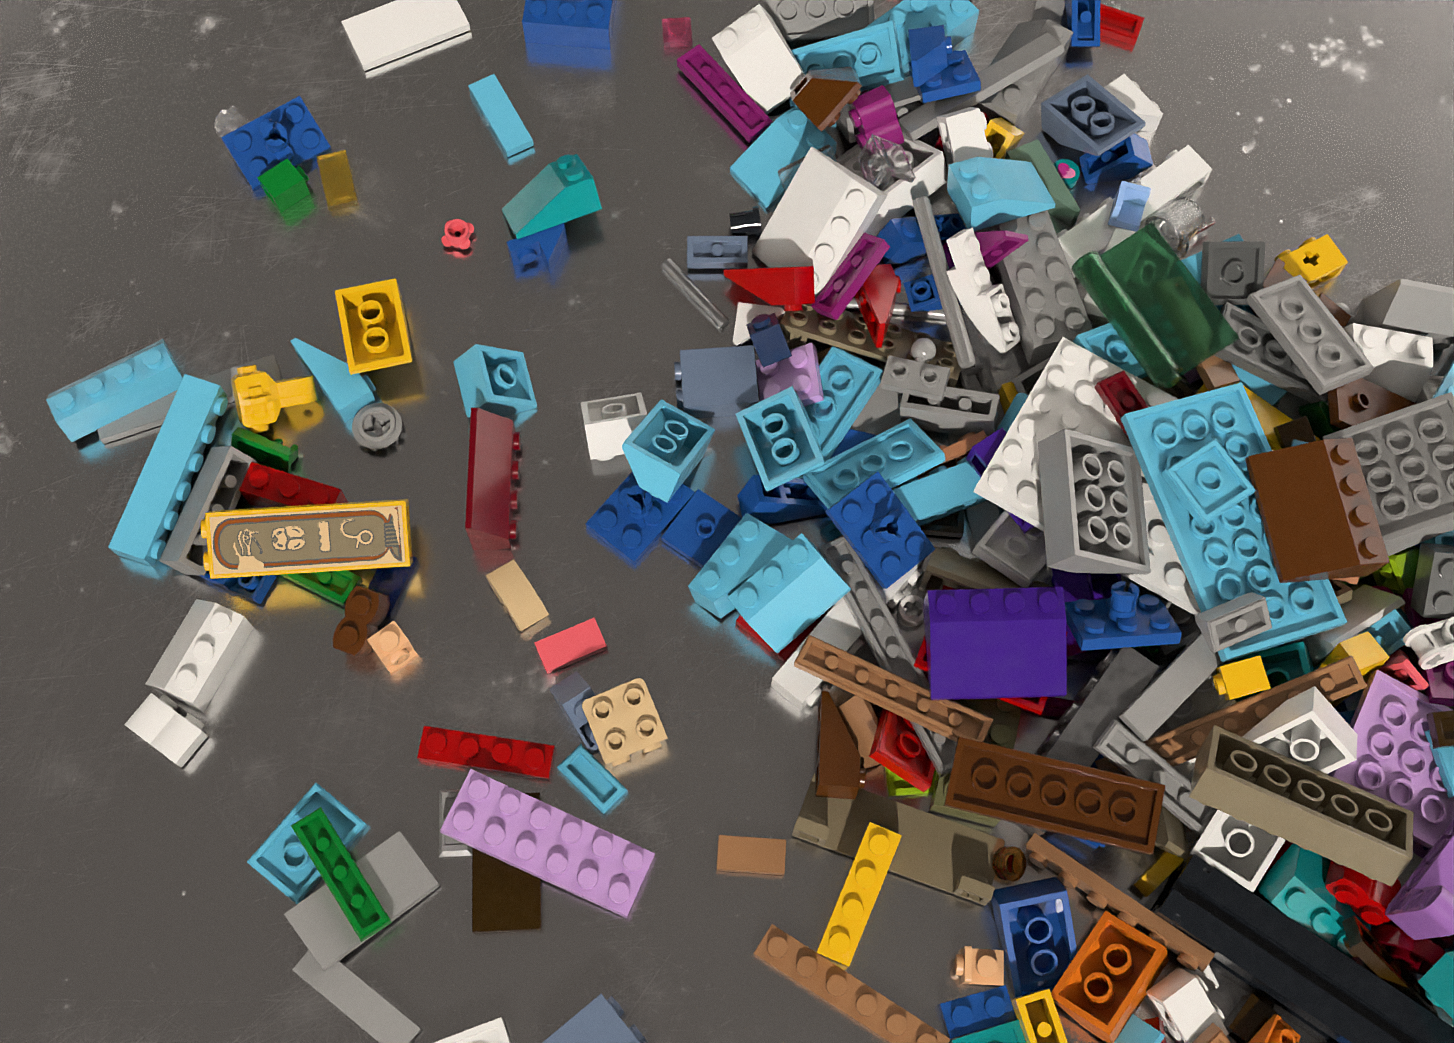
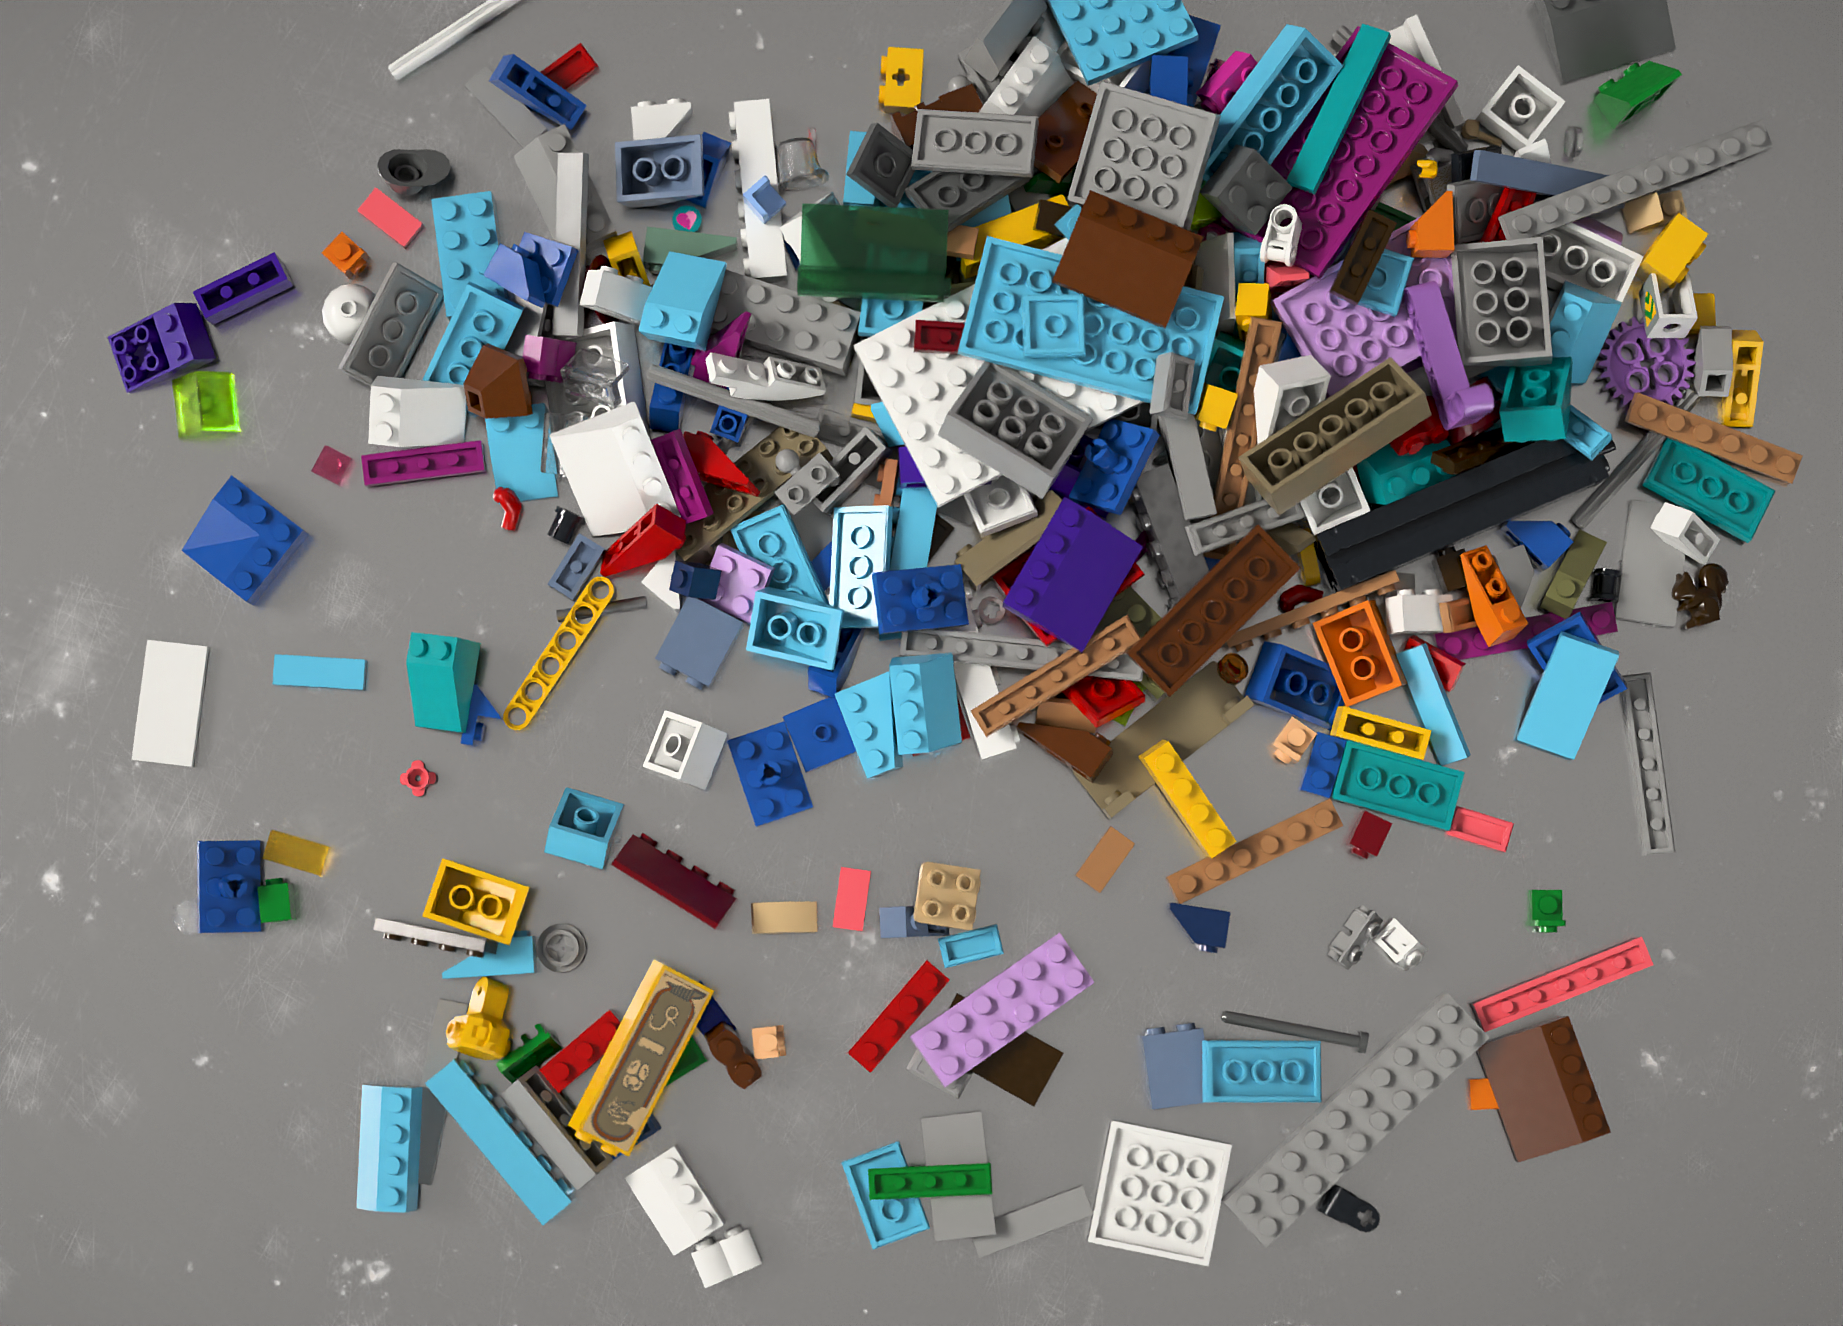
camera: 60 degrees left, 15 degrees up
(325, 323) = (447, 941): none -> plate
(635, 272) = (563, 655): none -> yellow beam
(666, 449) = (742, 724): medium azure slope -> none
(735, 172) = (511, 505): none -> red arm
(747, 988) = (1202, 925): none -> dark blue slope
(1119, 880) = (1296, 595): none -> red arm

